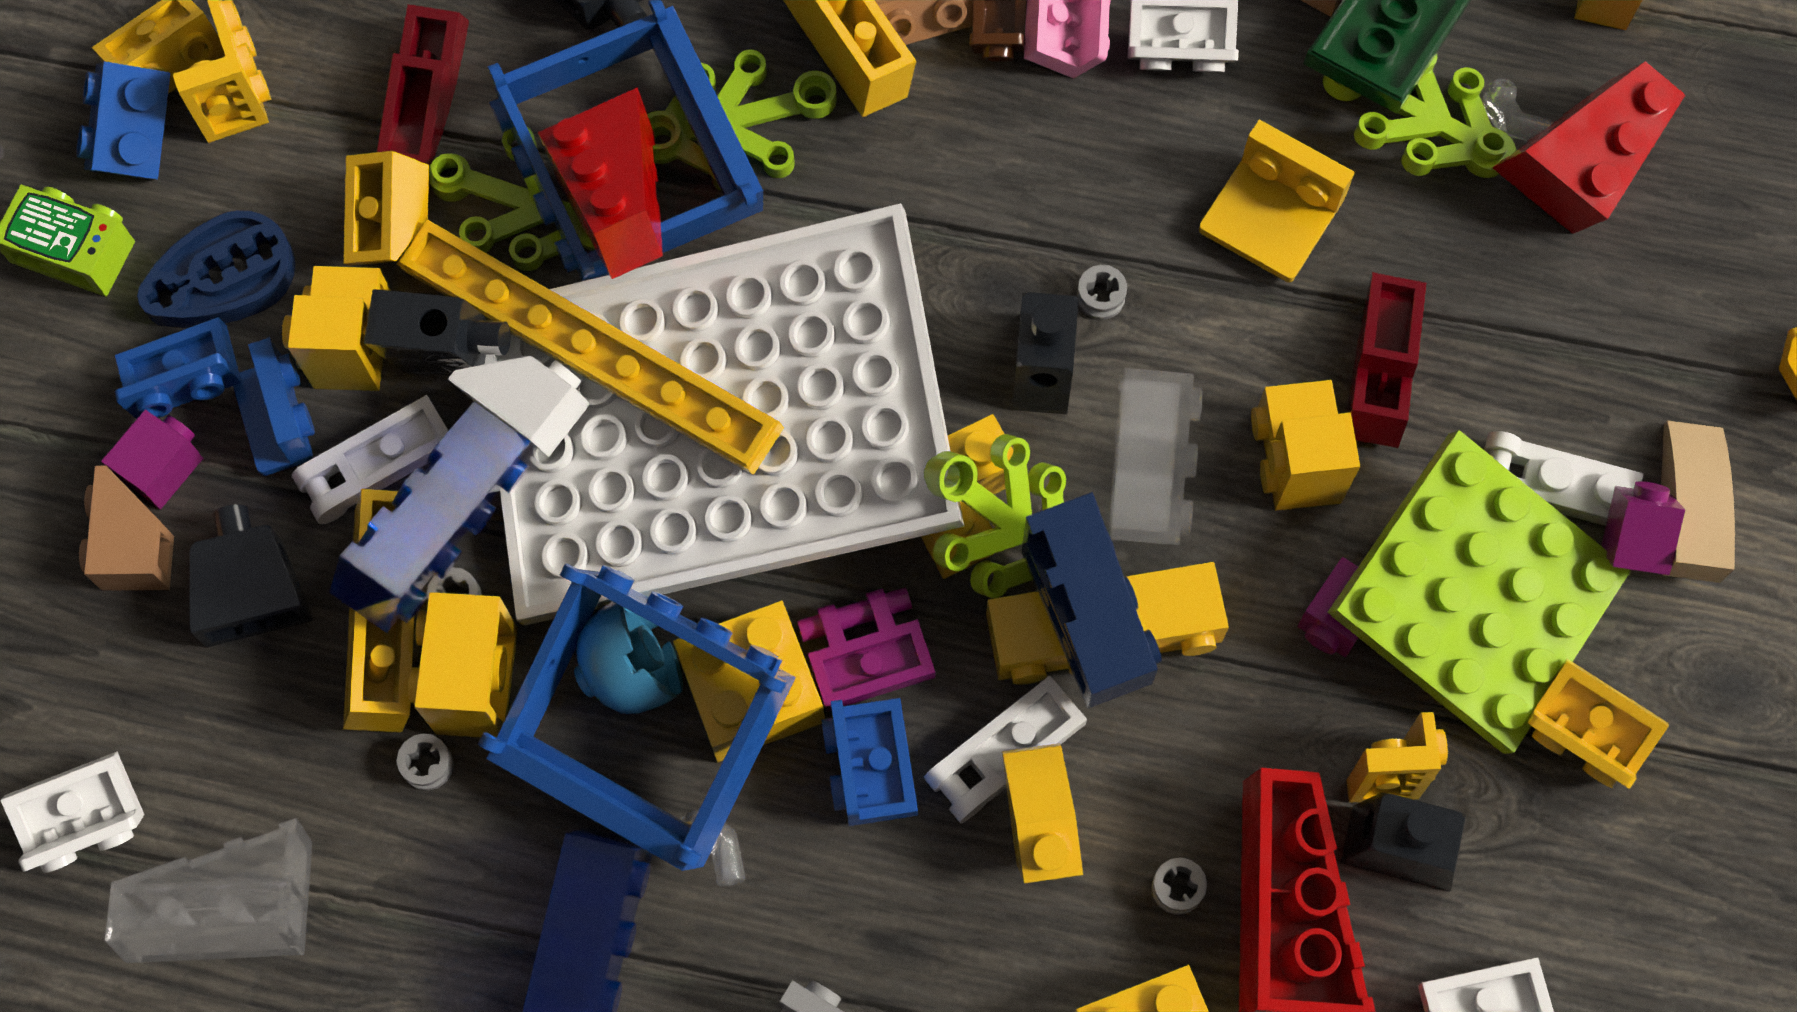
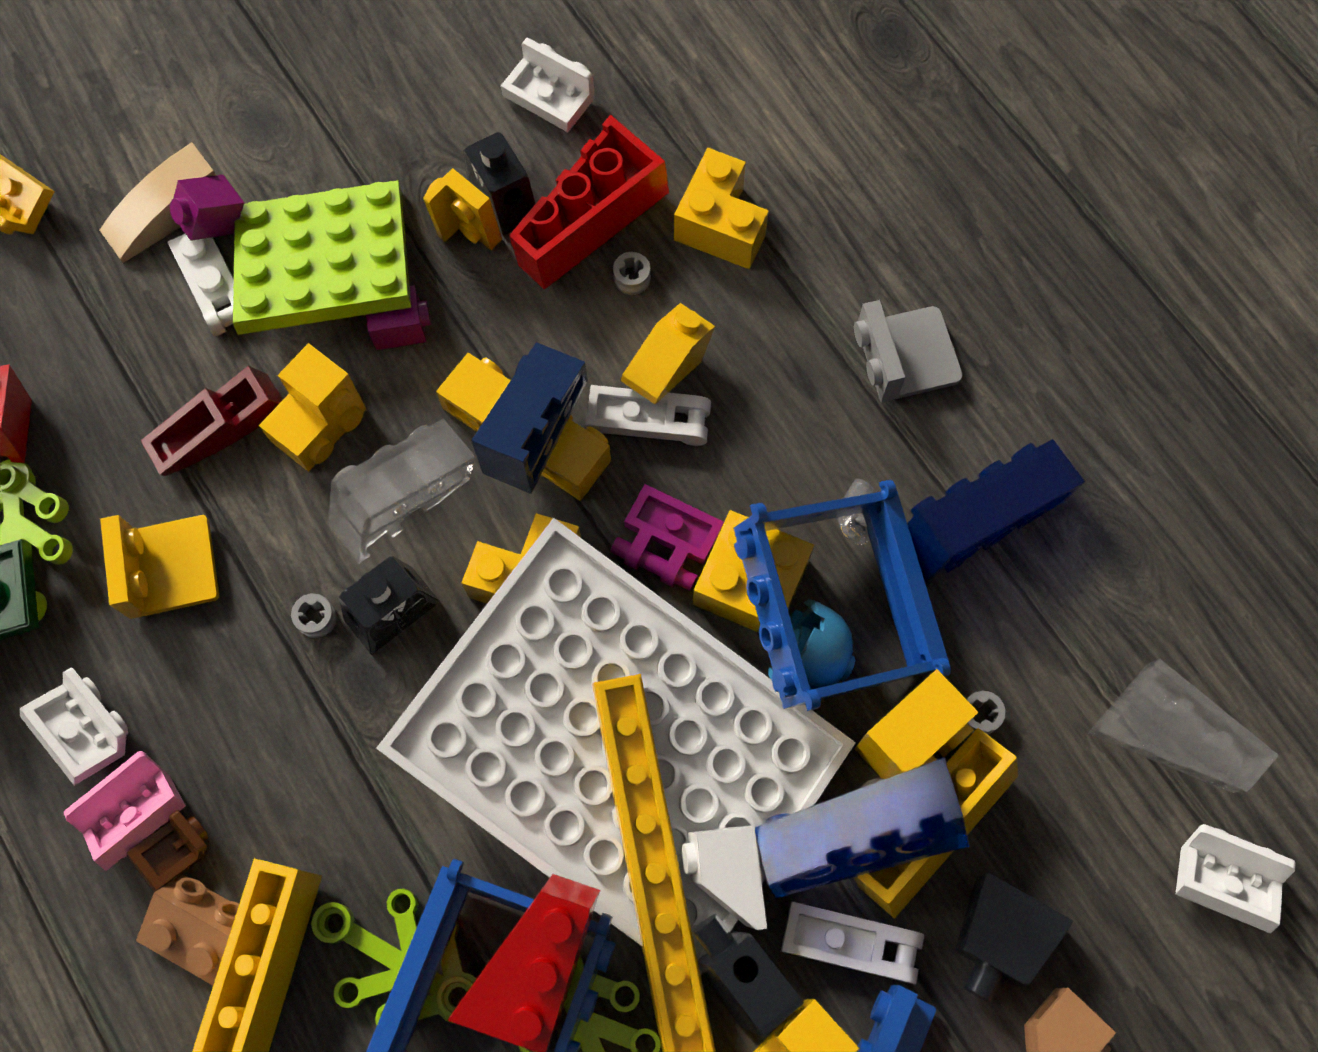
camera: 135 degrees left, 0 degrees up
(873, 761) = (727, 471): blue bracket -> none
(1007, 518) = (533, 534): lime plant -> none
(1596, 725) = (346, 151): yellow bracket -> none

